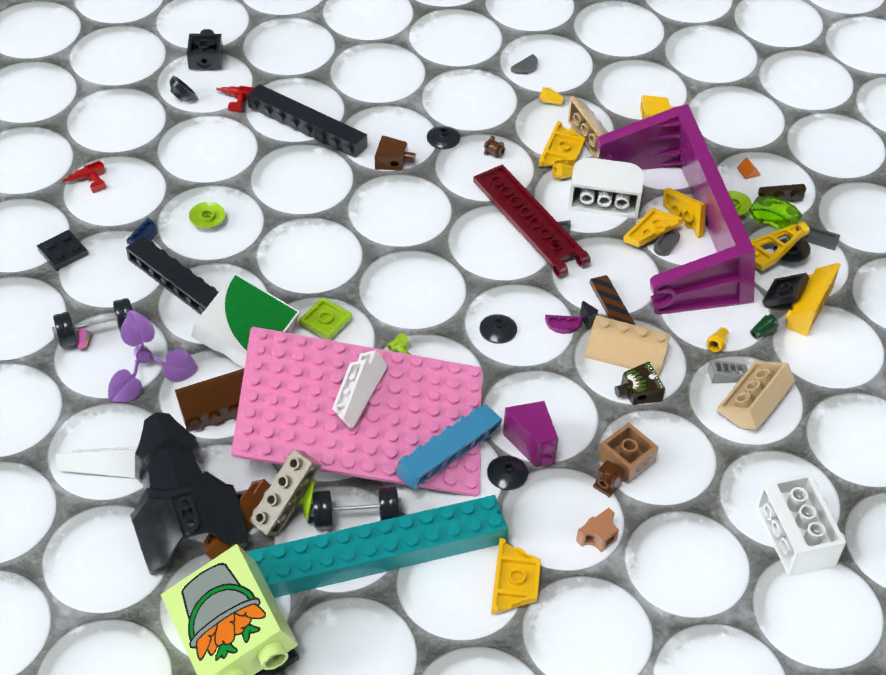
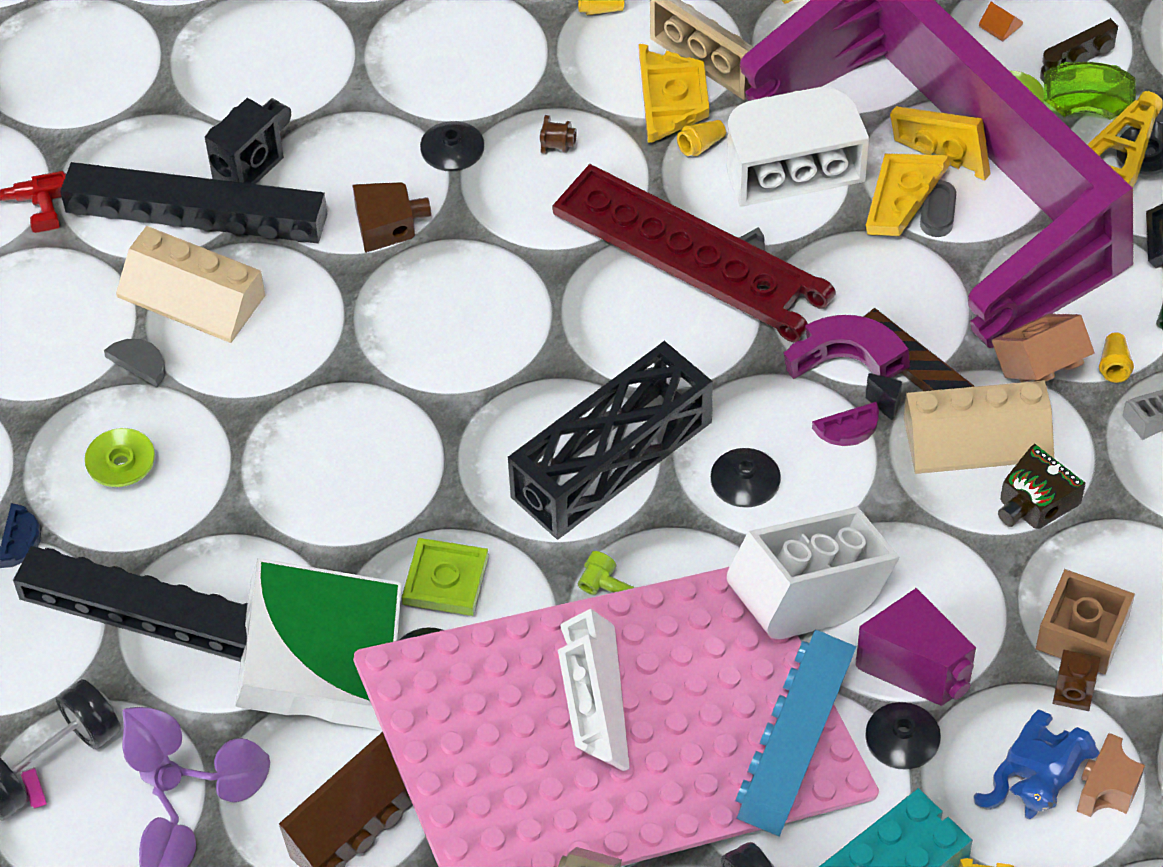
camera: 20 degrees left, 5 degrees up
(242, 177) = (139, 358): none -> dark grey tile
(284, 154) = (190, 284): none -> slope
(345, 101) = (247, 141): none -> black brick
(473, 276) = (536, 483): none -> black piece
(497, 375) = (811, 571): none -> white brick
(565, 509) = (1044, 761): none -> blue animal
(582, 281) = (852, 338): none -> magenta arch
(683, 319) = (1043, 347): none -> nougat brick

